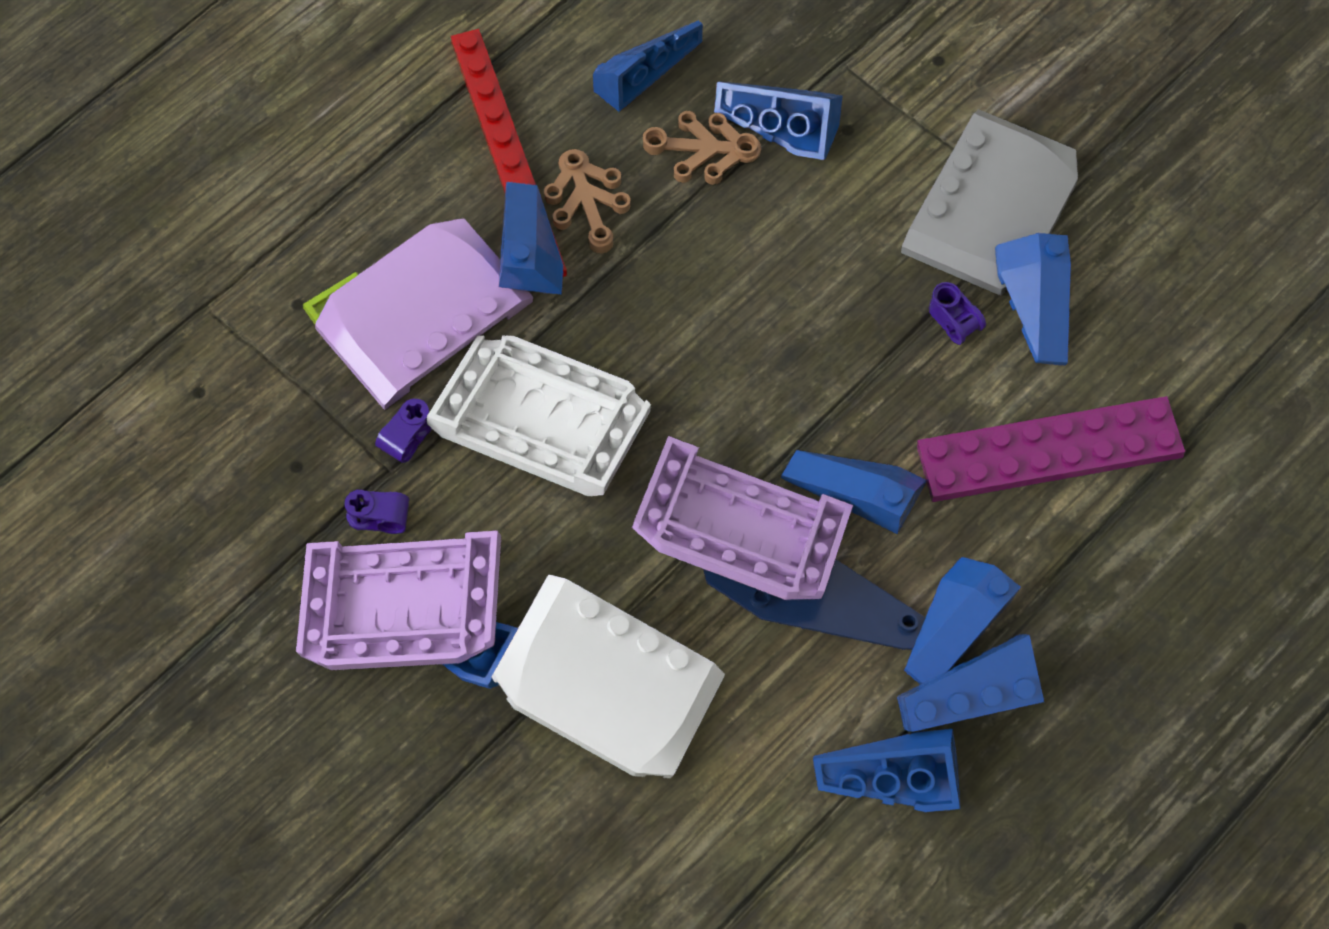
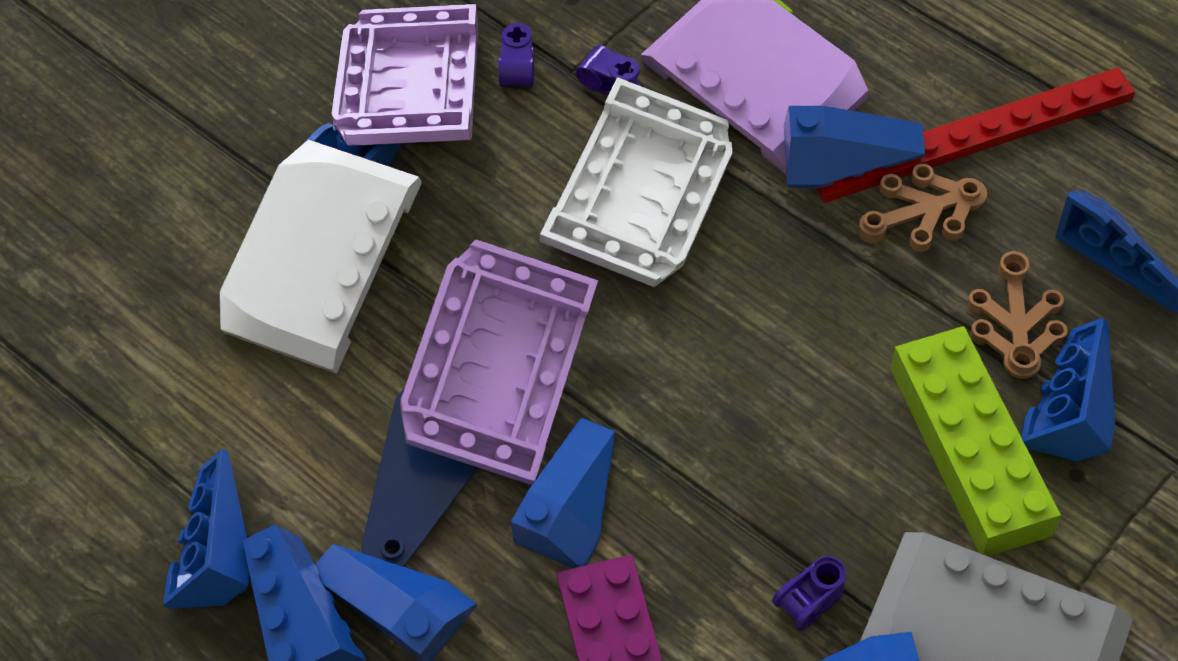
camera: 90 degrees right, 5 degrees down
(823, 188) = (974, 442): none -> lime brick

